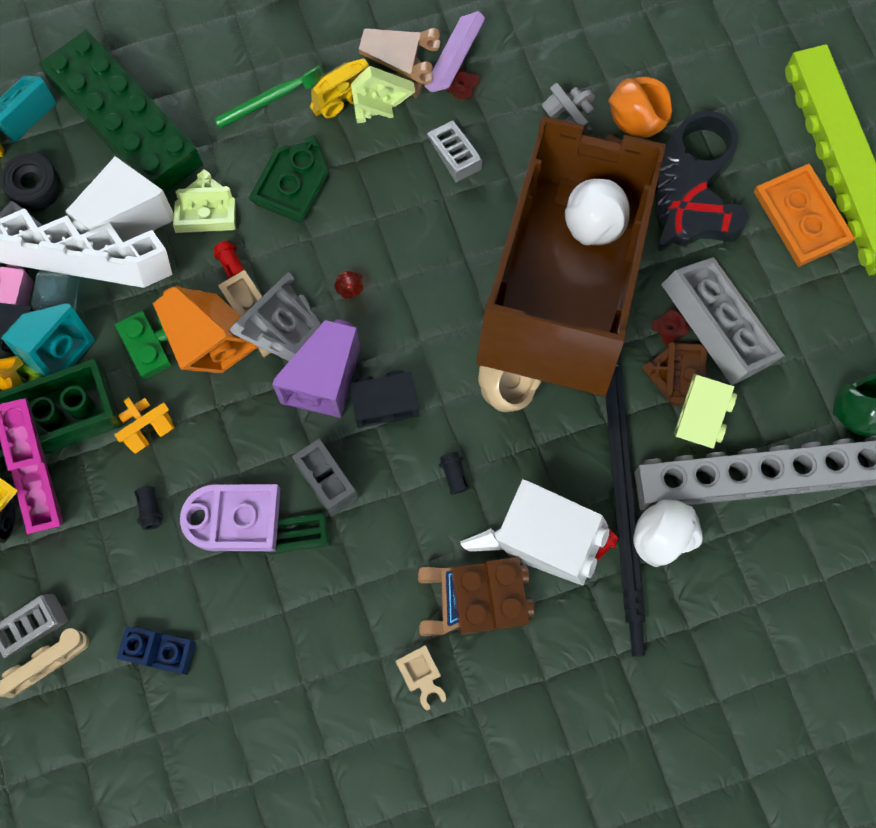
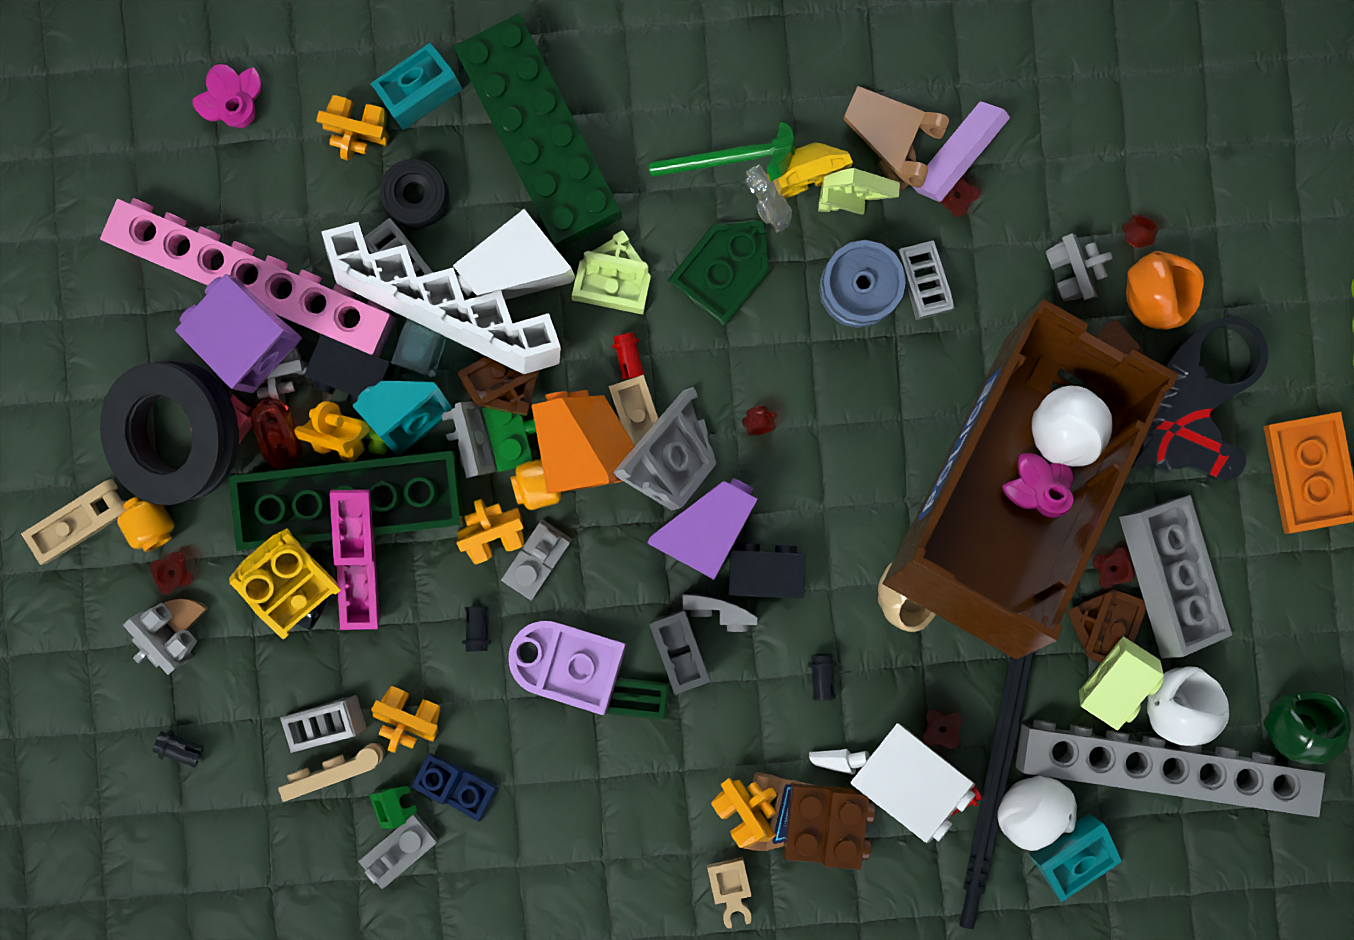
camera: 10 degrees right, 15 degrees up
(99, 604) = (391, 711): none -> light orange hips
(99, 682) = (388, 807): none -> green tile
(112, 353) = (473, 438): none -> light grey plate
(116, 722) = (398, 851): none -> light grey plate
(126, 304) = (498, 386): none -> reddish brown slope
(171, 378) = (531, 487): none -> light orange head
(188, 440) = (536, 559): none -> light grey plate
(317, 120) = (770, 204): none -> clear plate
(364, 439) = (730, 614): none -> light grey slope
(402, 159) = (878, 268): none -> sand blue wheel
(425, 610) = (754, 824): none -> light orange hips
(572, 483) = (950, 736): none -> clear red plate
(588, 264) = (1038, 482): none -> dark pink plate
(610, 75) = (1140, 231): none -> clear red plate
(716, 570) = (1077, 857): none -> teal slope
(765, 415) = (1188, 707): none -> white piece

